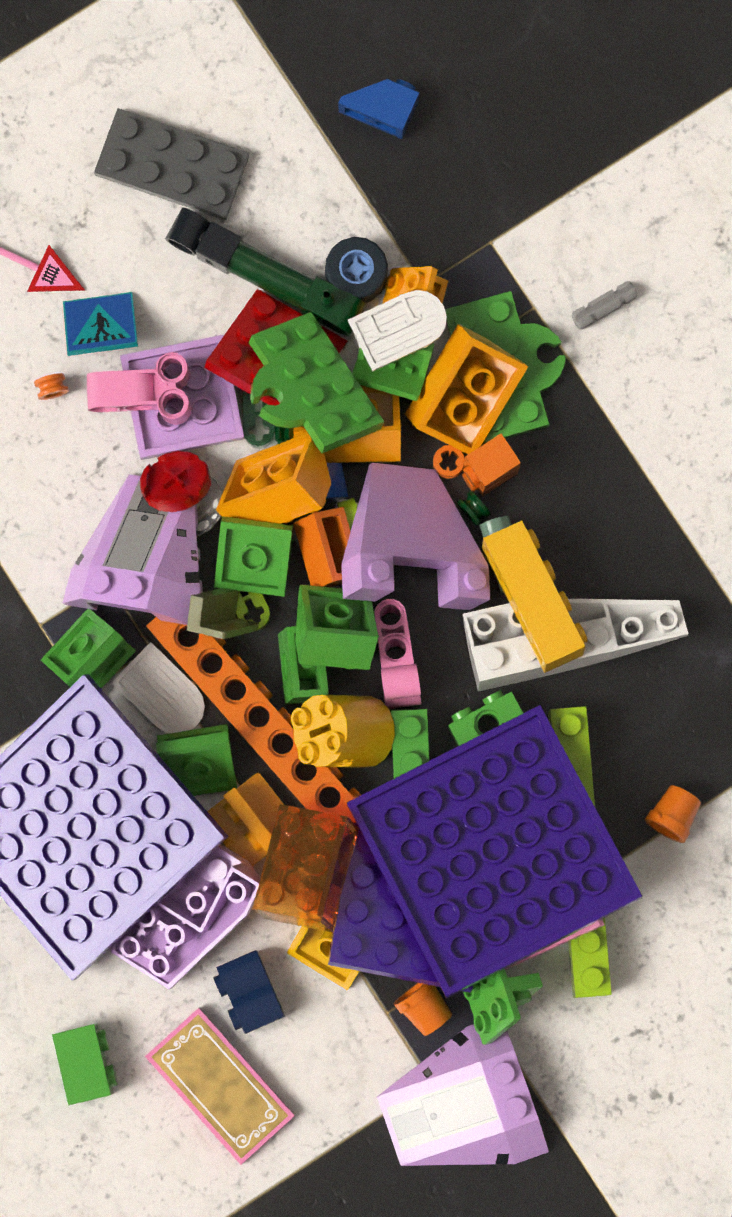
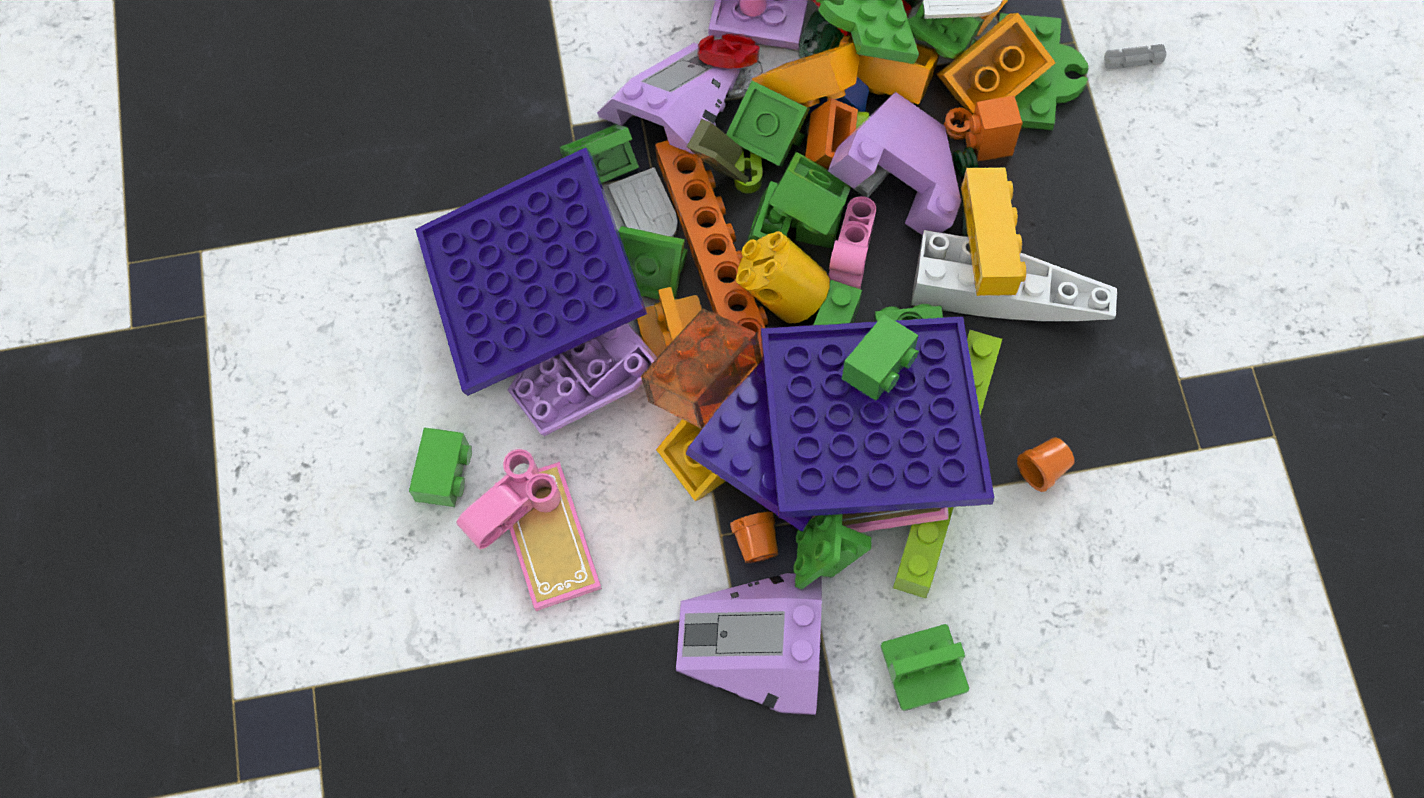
camera: 25 degrees right, 15 degrees down
(169, 1076) = (508, 501): none -> bright pink piece
(249, 992) = (609, 465): dark blue brick -> none
(479, 794) = (880, 357): none -> bright green piece
(633, 1065) = (925, 667): none -> bright green bracket

